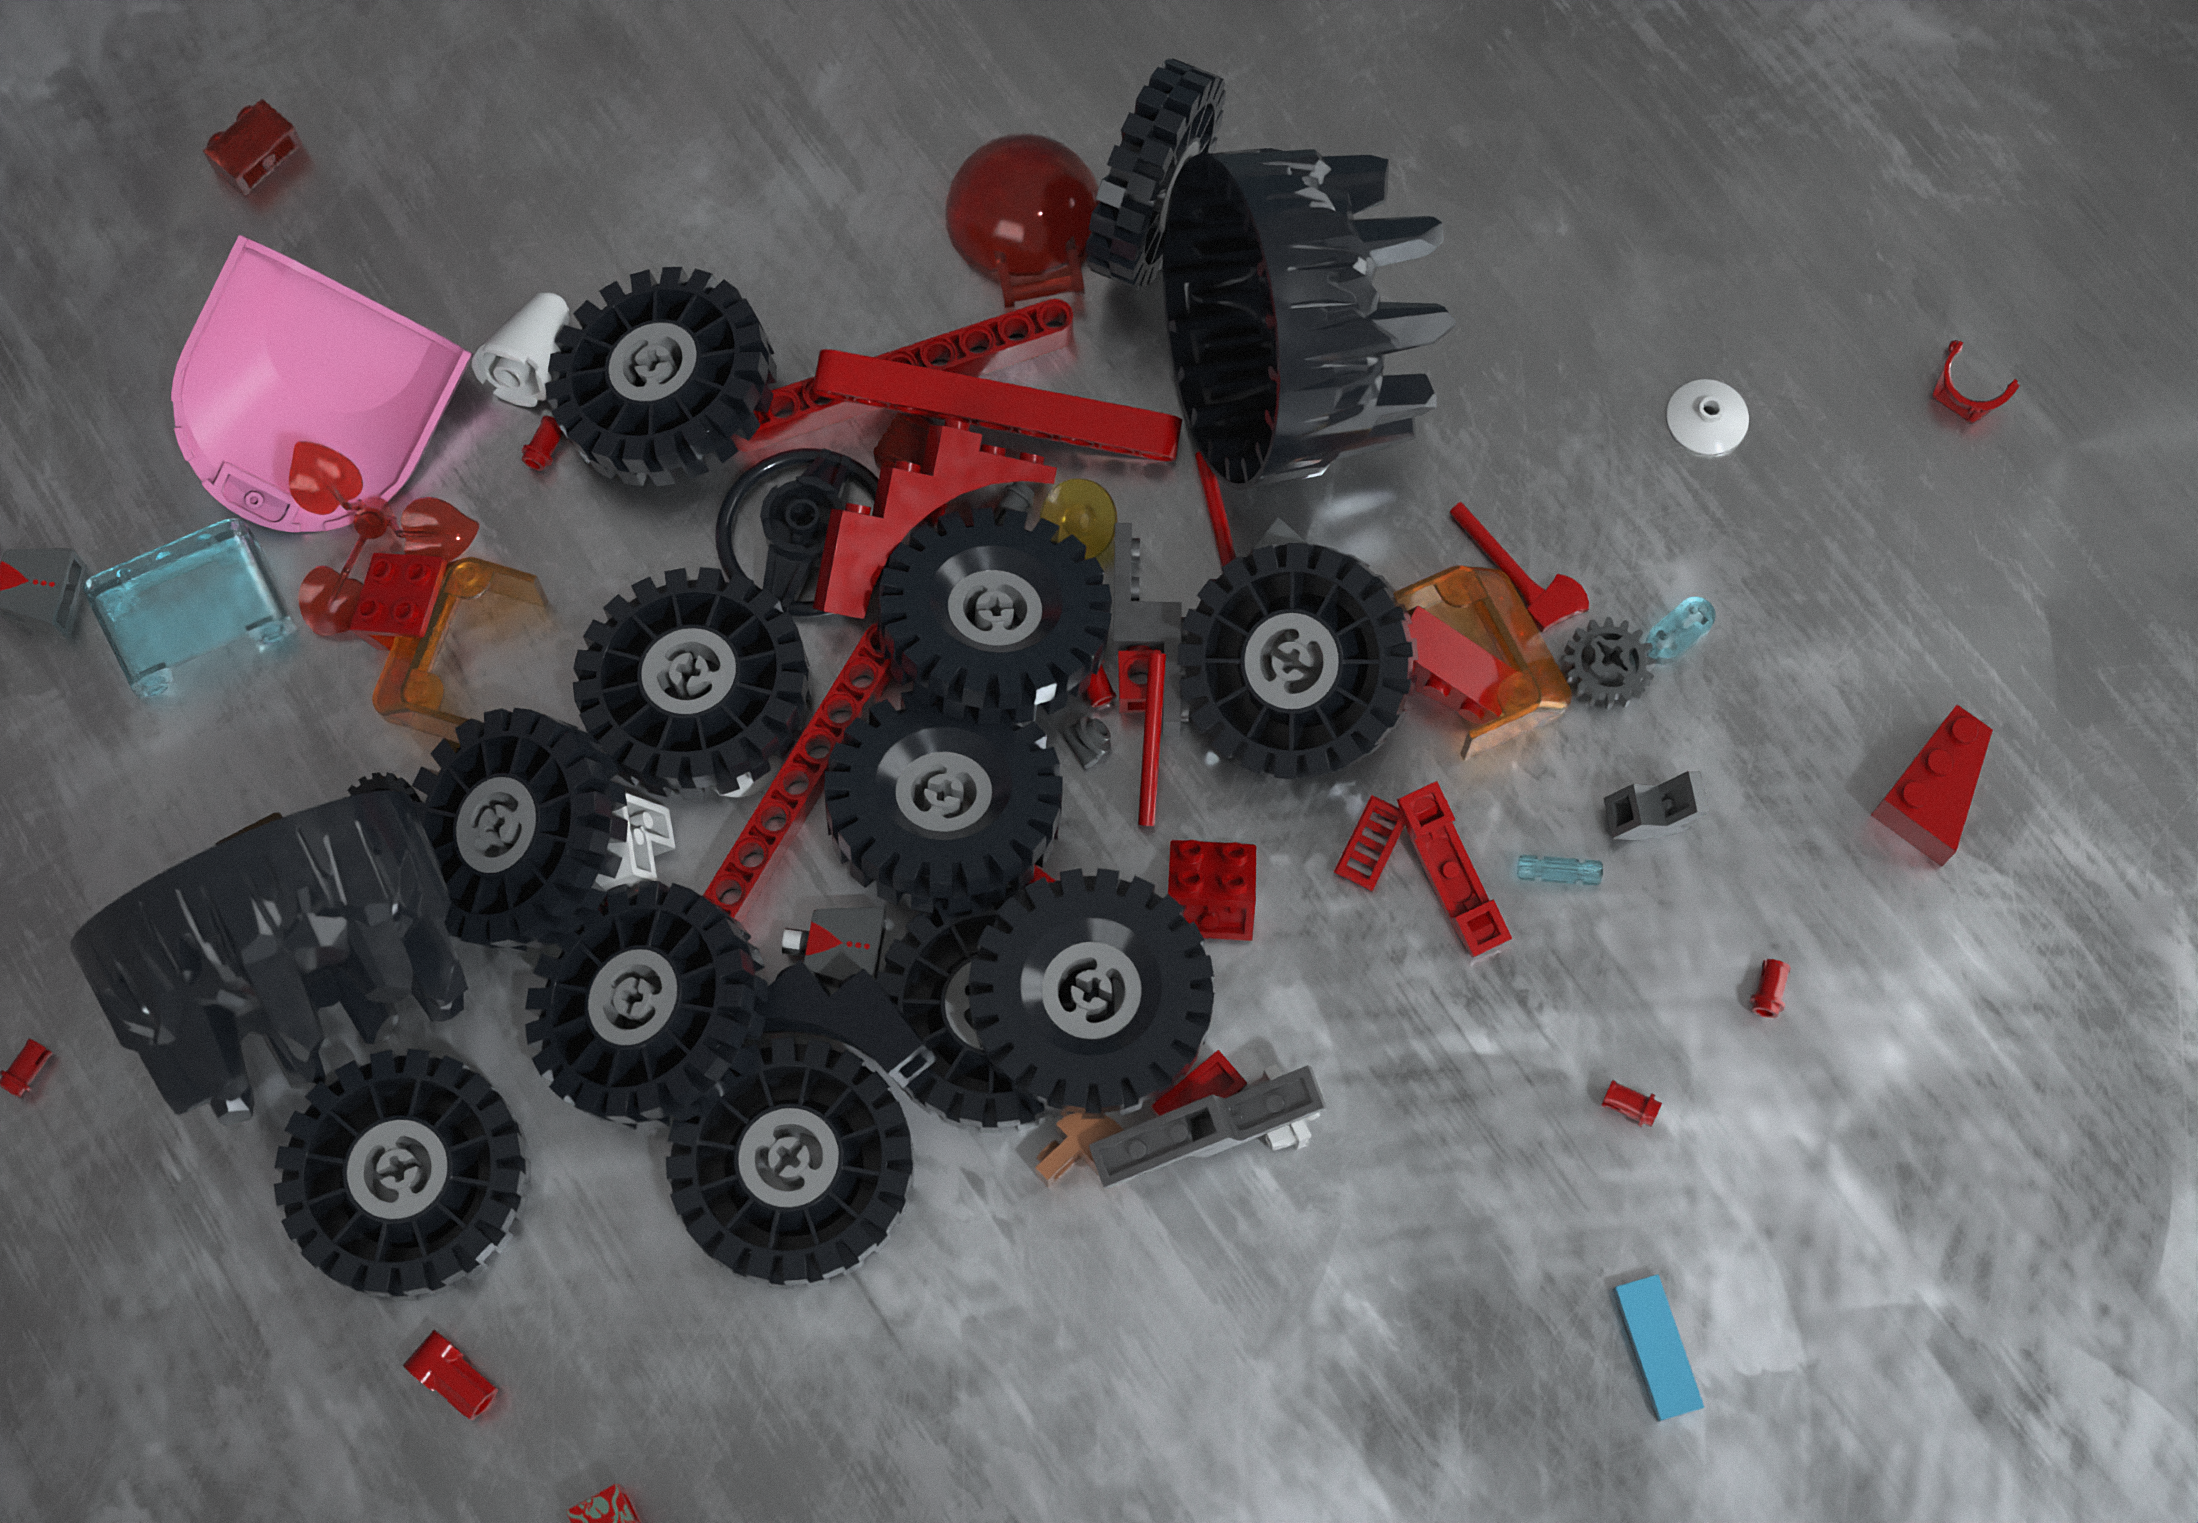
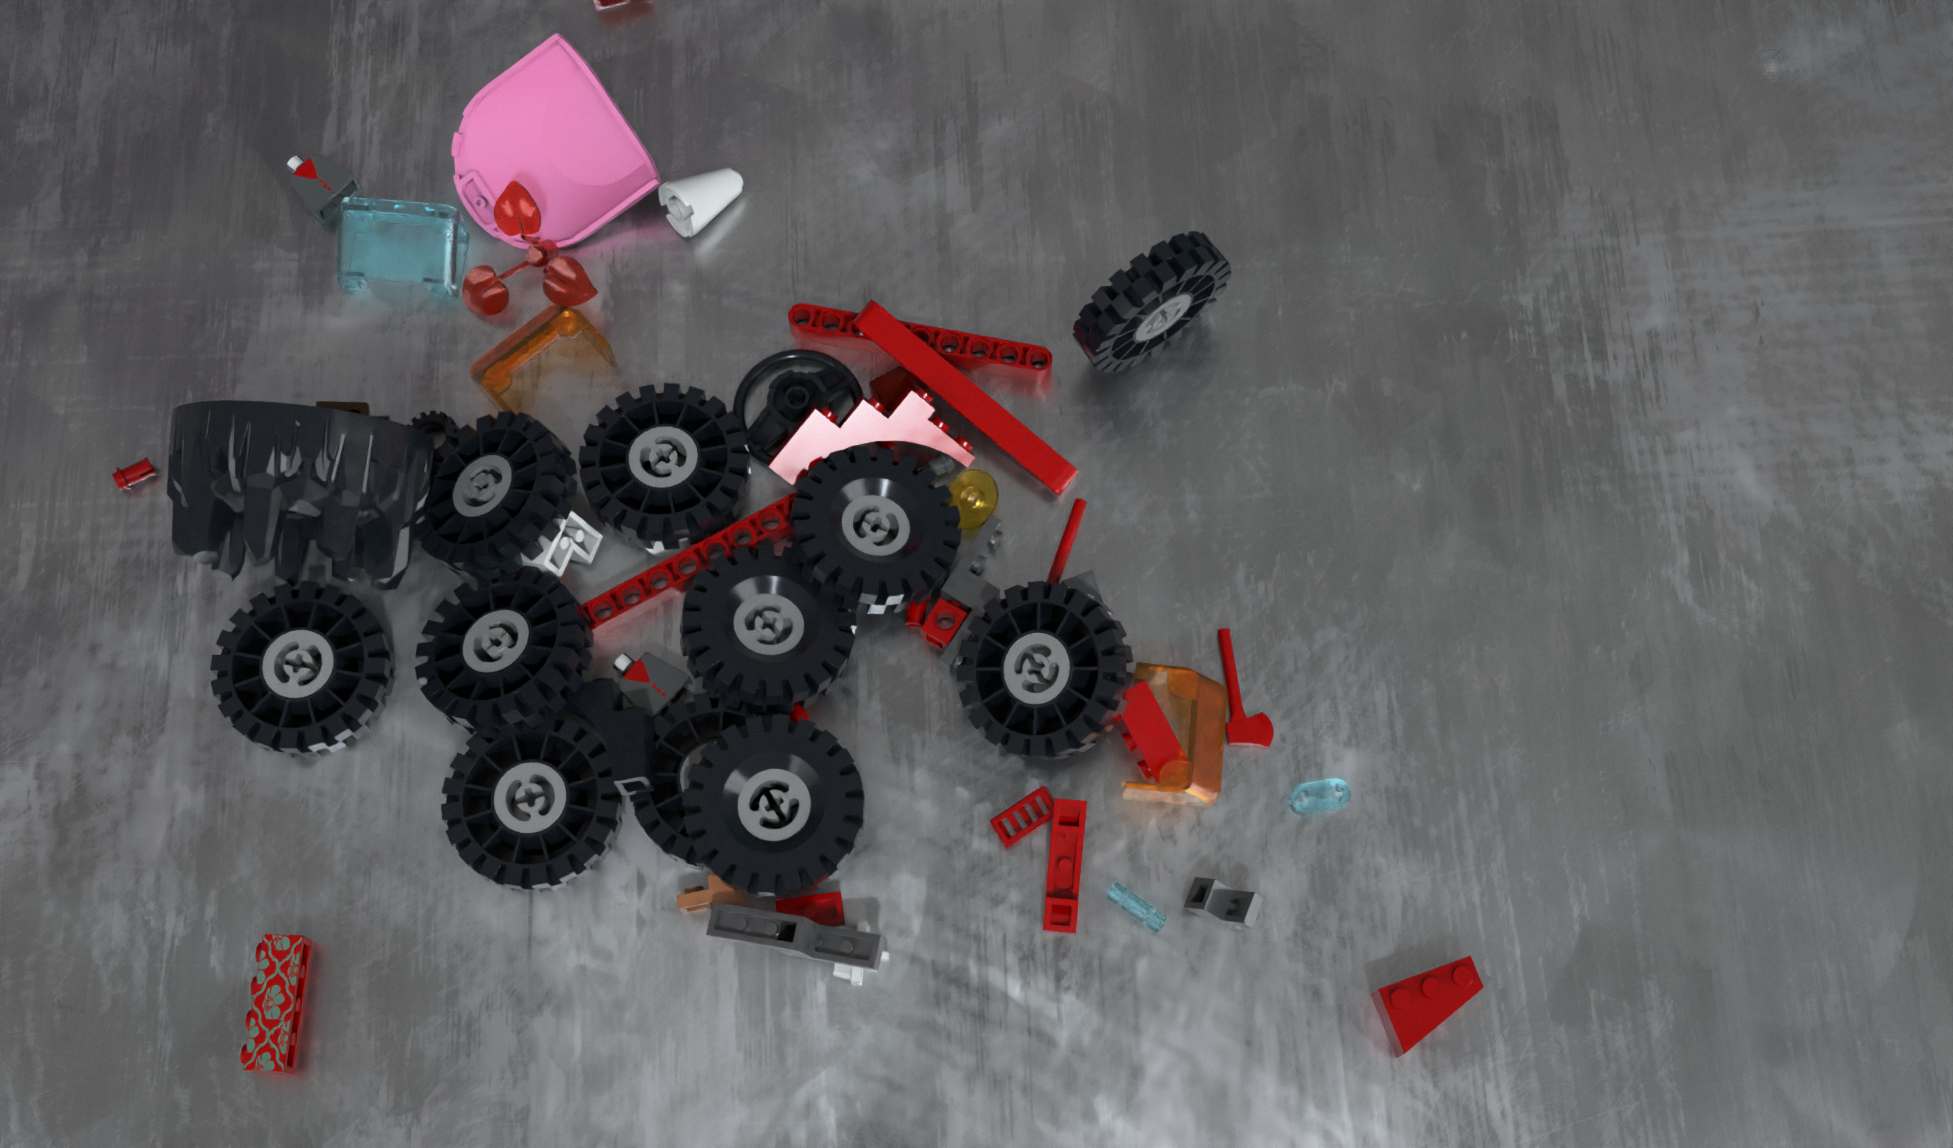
camera: 30 degrees right, 0 degrees up
(397, 598) = (521, 310): red bracket -> none
(443, 1369) = (252, 802): red piece -> none
(542, 445) = (674, 264): red pin -> none
(677, 411) = (767, 287): black wheel -> none
(1023, 212) = (1057, 277): clear red windscreen -> none
(1088, 740) = (889, 644): dark grey plate -> none
(1151, 739) = (924, 667): red bar -> none
(1215, 886) = (903, 785): red bracket -> none
(1279, 312) = (1164, 441): black wheel -> none
(1612, 681) = (1269, 788): dark grey gear -> none
(1632, 1104) = (1083, 1088): red pin -> none
(1704, 432) = (1422, 675): white dish -> none
(1770, 989) = (1224, 1069): red pin -> none
(1966, 408) = (1609, 746): red helmet -> none

